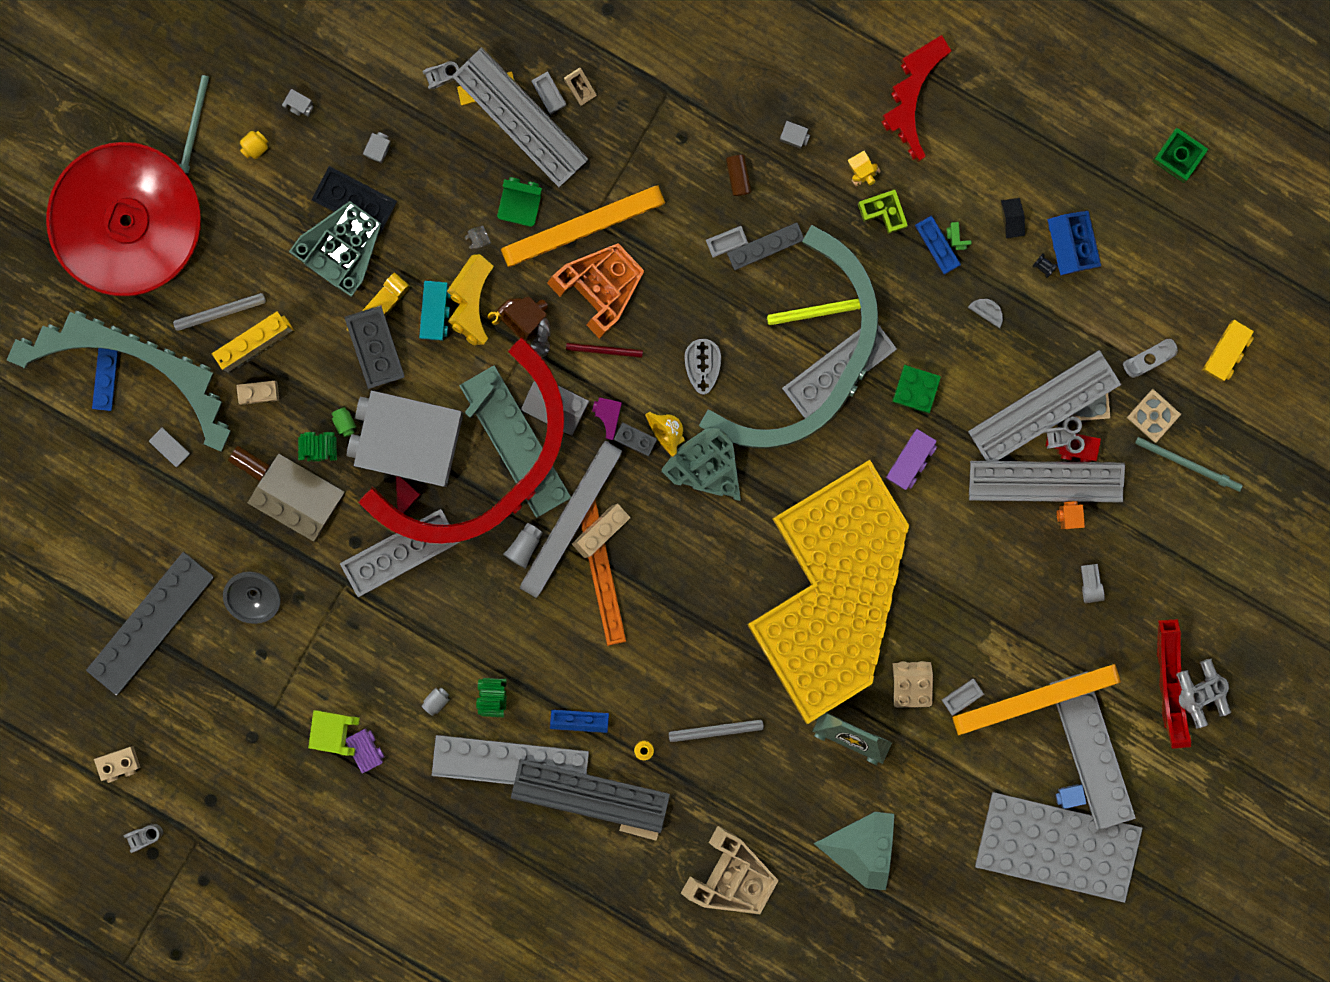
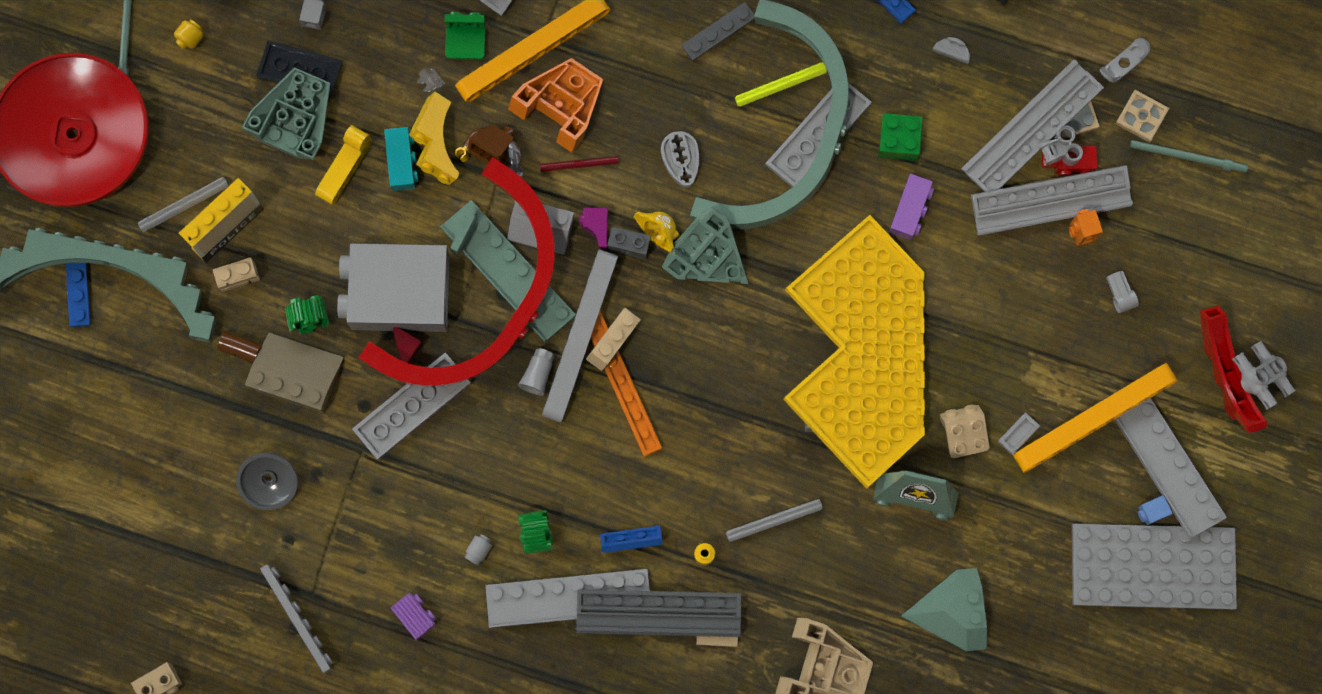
camera: 15 degrees left, 10 degrees down
(150, 623) = (166, 532): dark grey plate -> none
(169, 447) = (155, 349): light grey tile -> none
(260, 738) = (302, 625): none -> light grey plate
(330, 732) = (374, 604): lime flag -> none
(343, 422) = (329, 286): bright green brick -> none
(374, 347) = (346, 203): dark grey plate -> none
(727, 241) = (679, 34): light grey tile -> none
(1228, 351) = (1200, 38): yellow brick -> none

